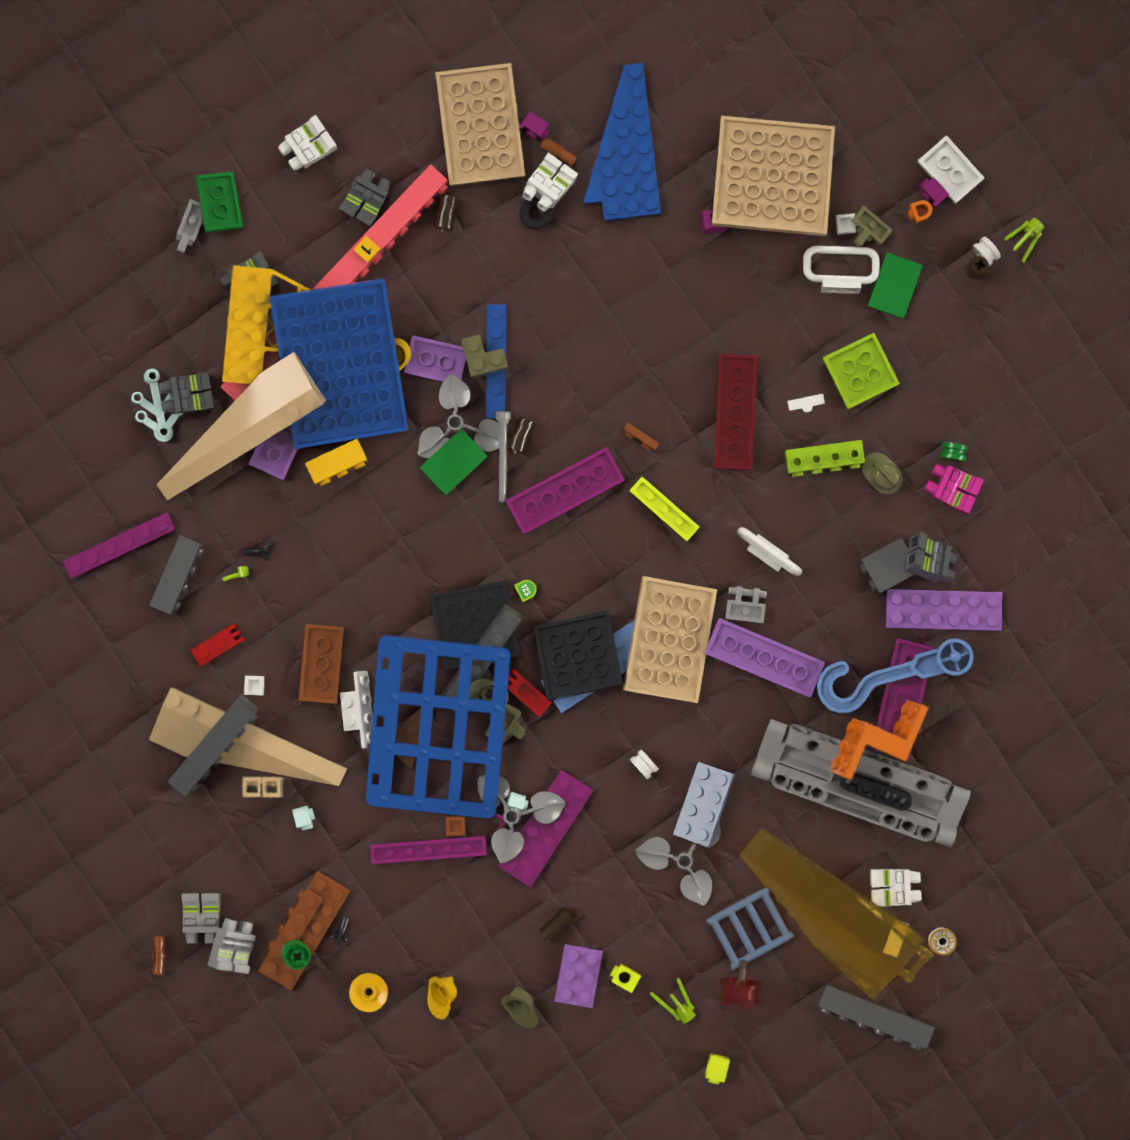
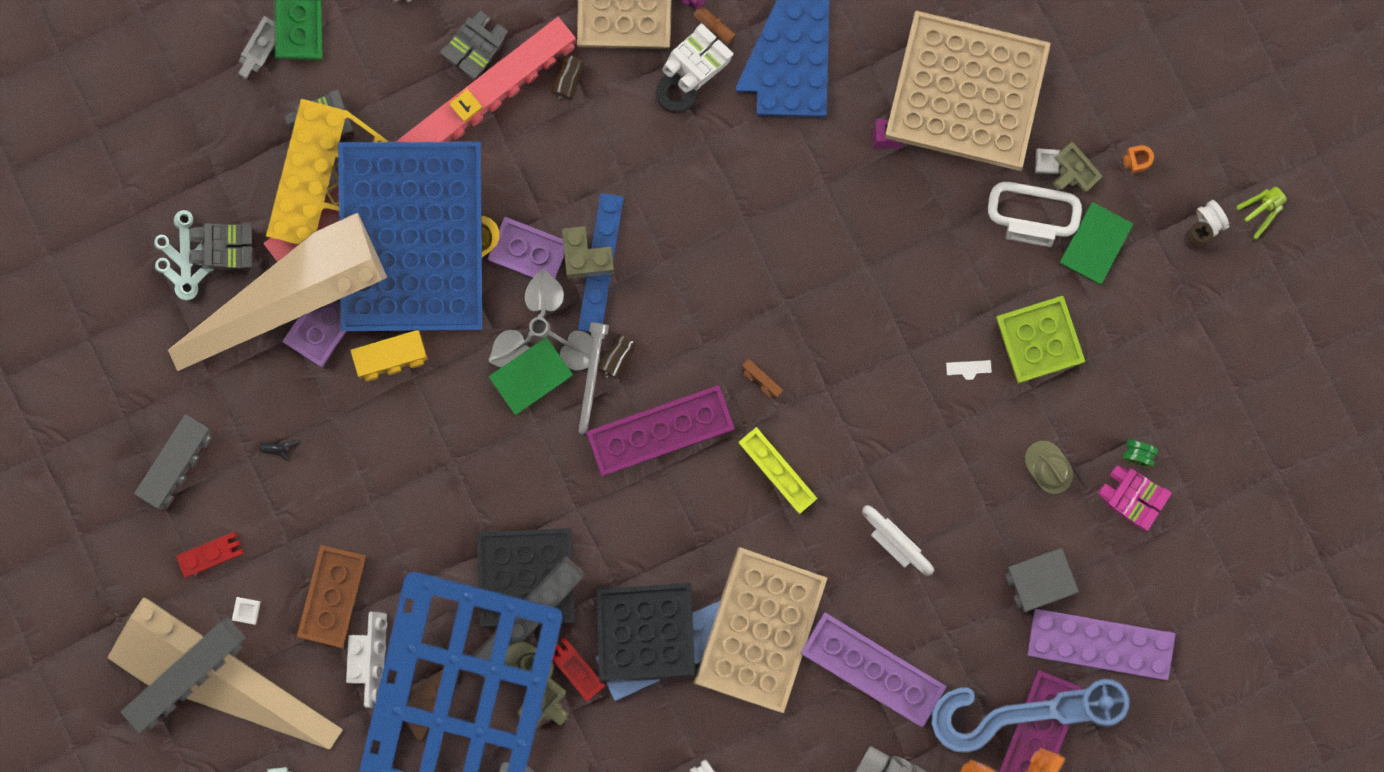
camera: 10 degrees right, 5 degrees down
(119, 545) = (110, 417): magenta plate -> none
(242, 572) = (254, 471): lime hand -> none
(262, 786) = (235, 735): tan hips -> none
(526, 589) = (595, 544): tile -> none
(735, 411) = (881, 366): dark red plate -> none
(746, 611) = (859, 609): light grey plate -> none
(824, 457) = (981, 437): lime brick -> none
(930, 559) = (1093, 579): dark grey hips -> none
(933, 192) = (1158, 138): magenta brick -> none
(951, 169) = (1183, 115): white plate -> none

